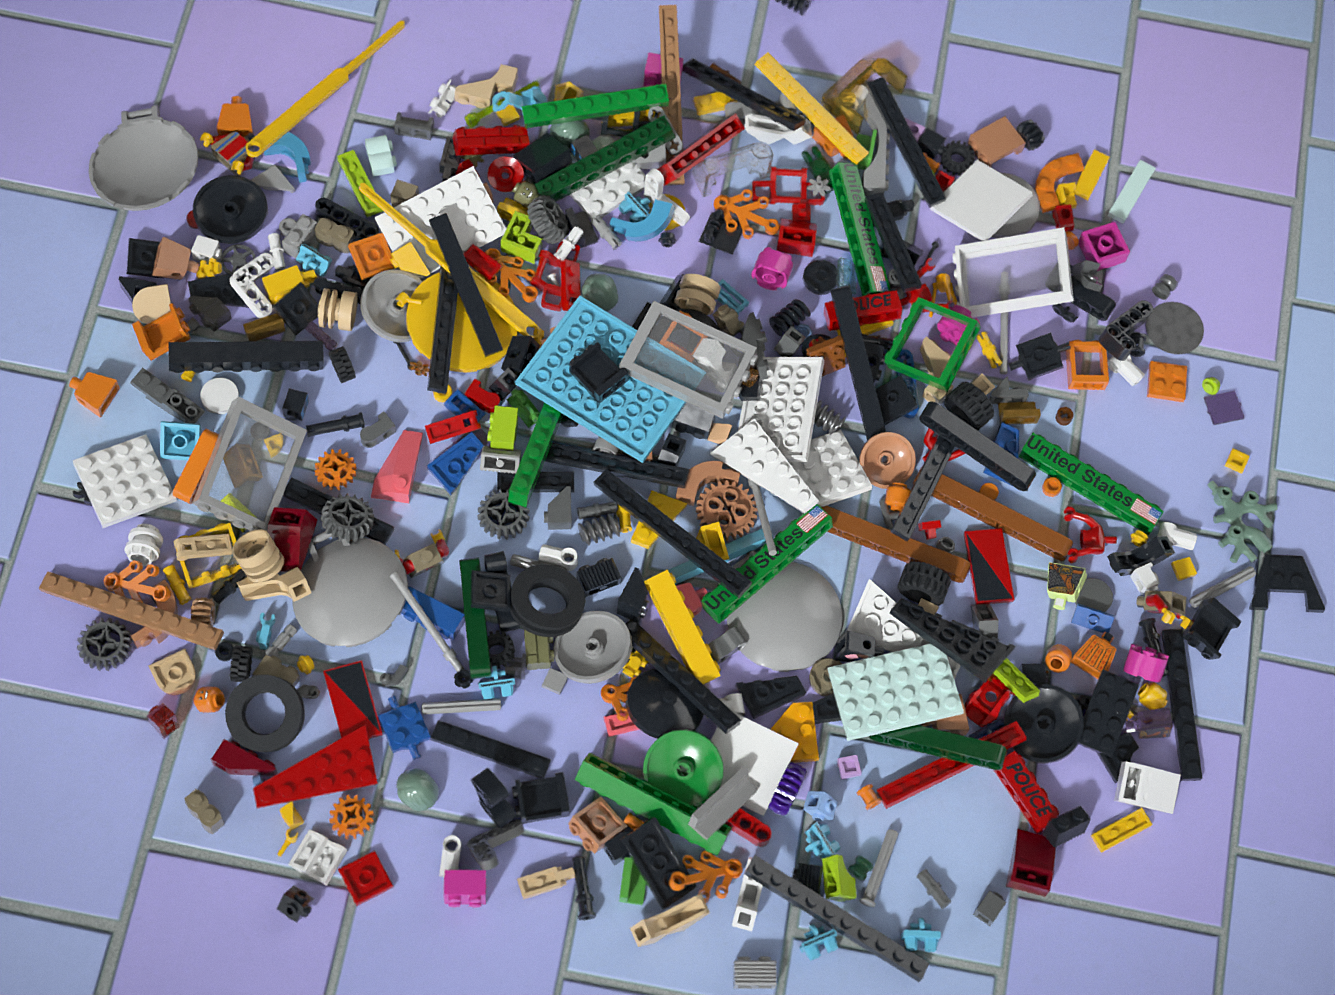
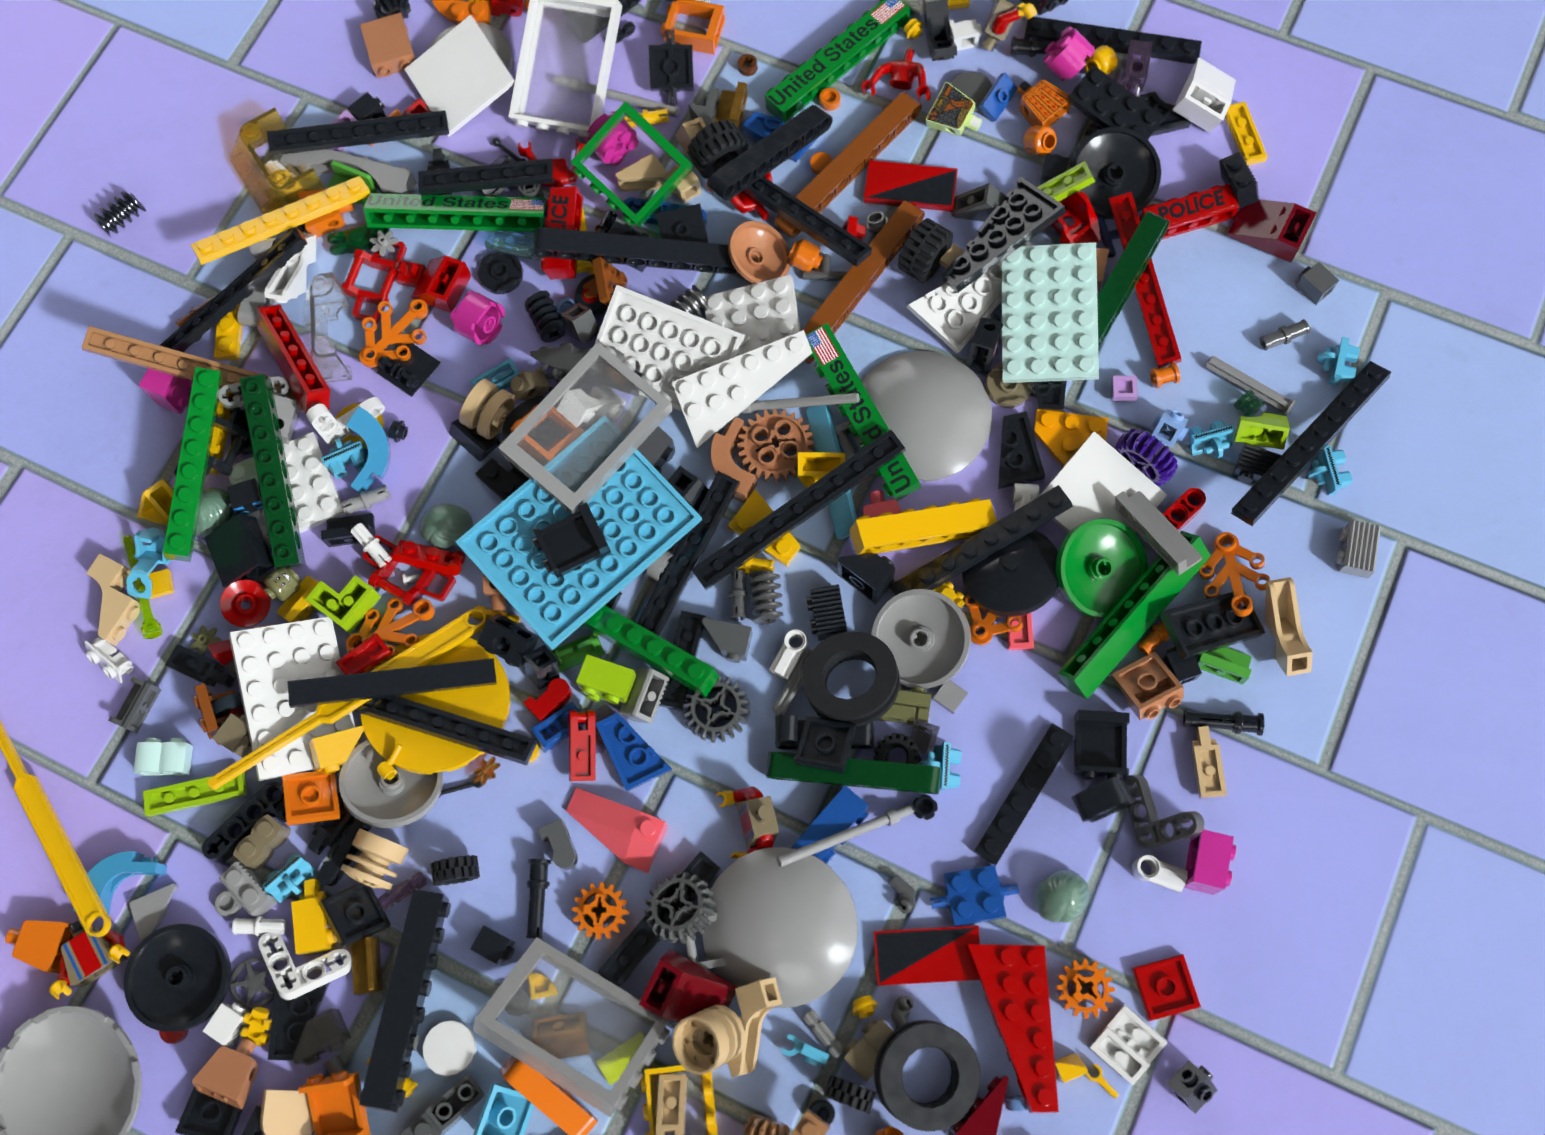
camera: 60 degrees left, 5 degrees up
(229, 586) = (732, 1090): black pin -> none
(421, 175) = (216, 708): none -> dark orange plate
(461, 706) = (960, 818): light grey axle -> none
(490, 140) = (191, 610): red brick -> none
(548, 219) = (329, 562): dark grey gear -> none
(719, 433) = (675, 428): light nougat slope -> none
(726, 645) = (948, 484): dark grey axle -> none
(747, 903) = (1273, 537): white arch -> none
(944, 285) = (551, 144): light orange plant -> none
(960, 149) = (392, 80): black tyre -> none

